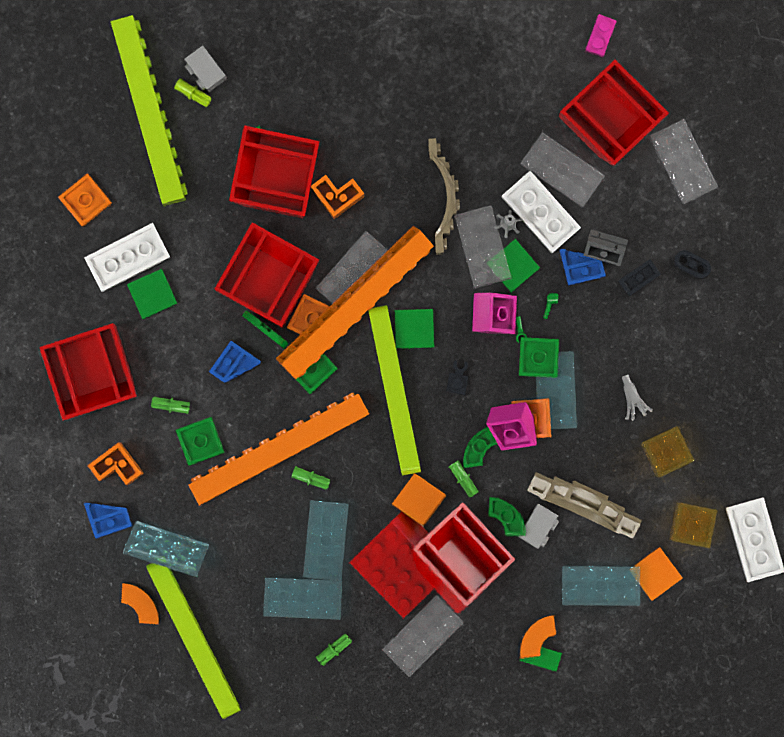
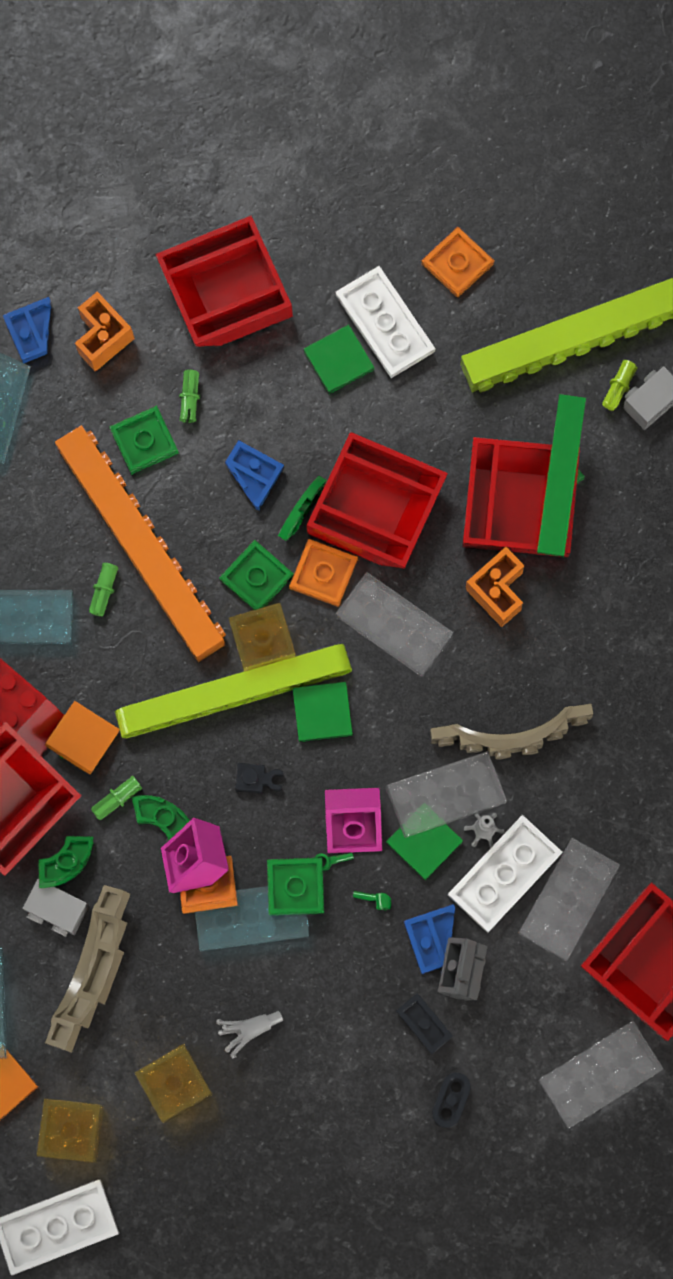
camera: 85 degrees right, 10 degrees down
(264, 140) = (561, 475): none -> green tile
(355, 302) = (350, 623): orange brick -> none
(359, 366) = (262, 637): none -> clear yellow brick

